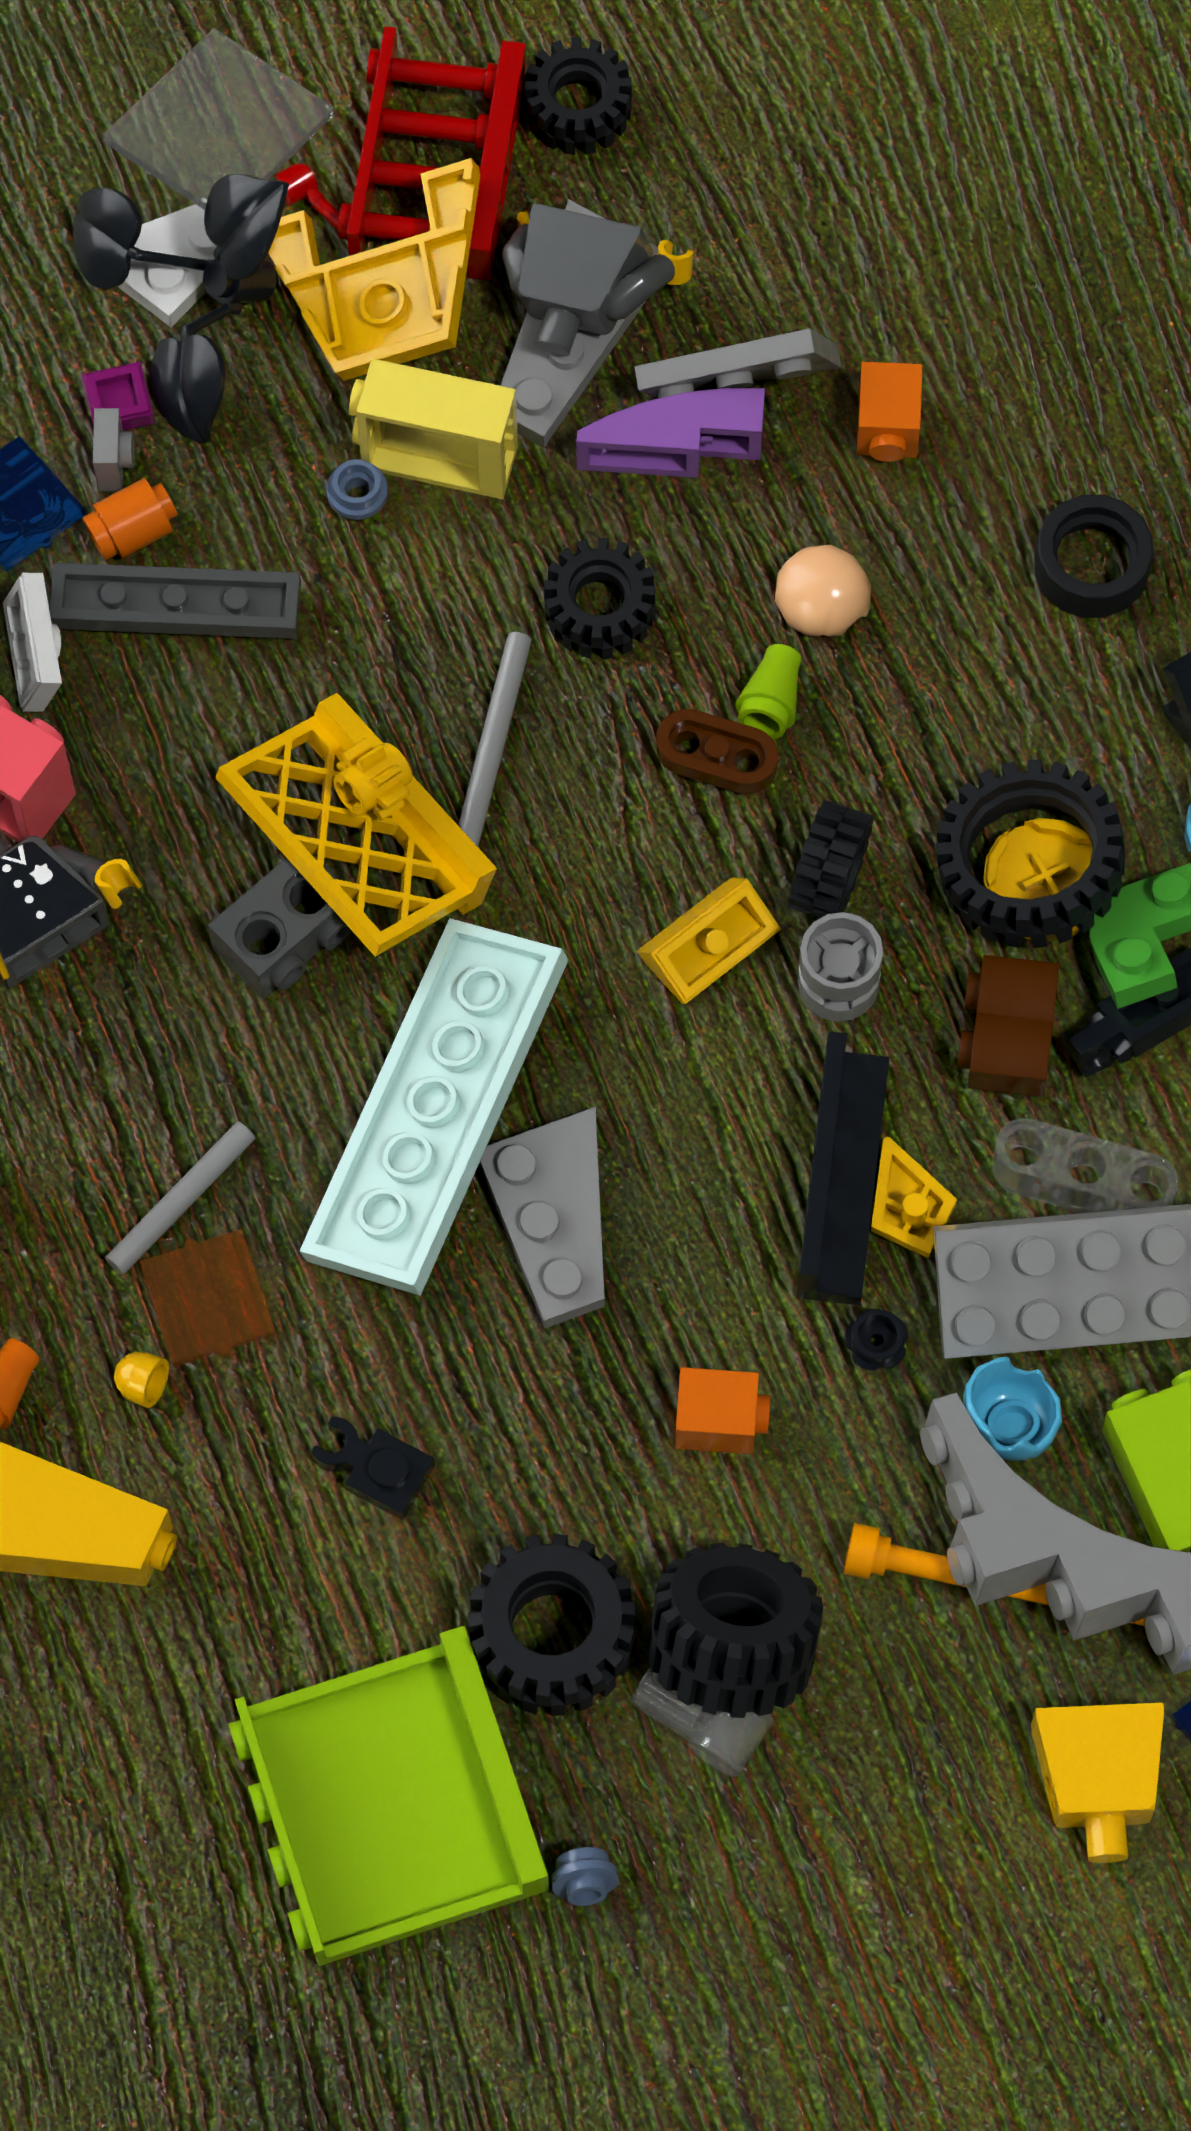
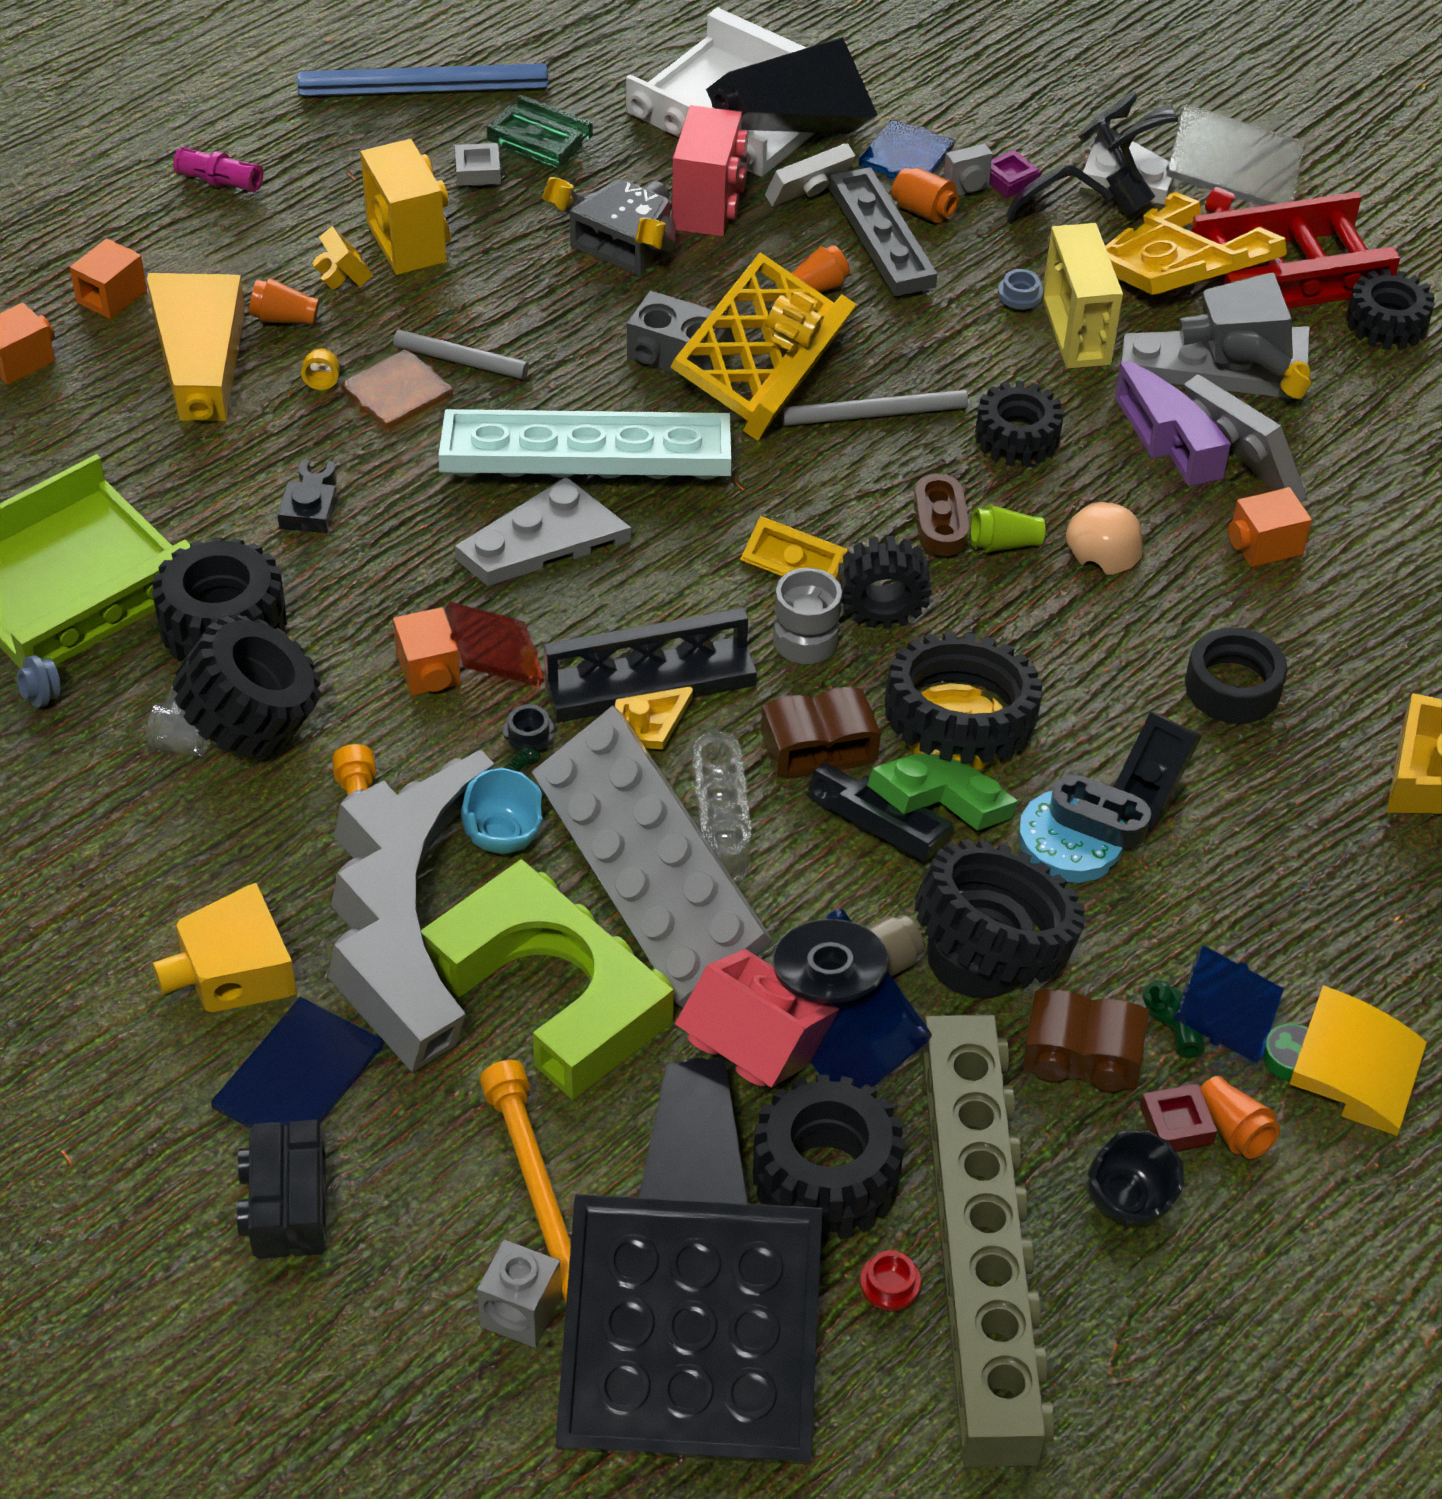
camera: 65 degrees right, 20 degrees down
(226, 710) = (824, 269): none -> orange cone
(742, 1330) = (494, 644): none -> clear red piece
(914, 1359) = (523, 757): none -> dark green leg

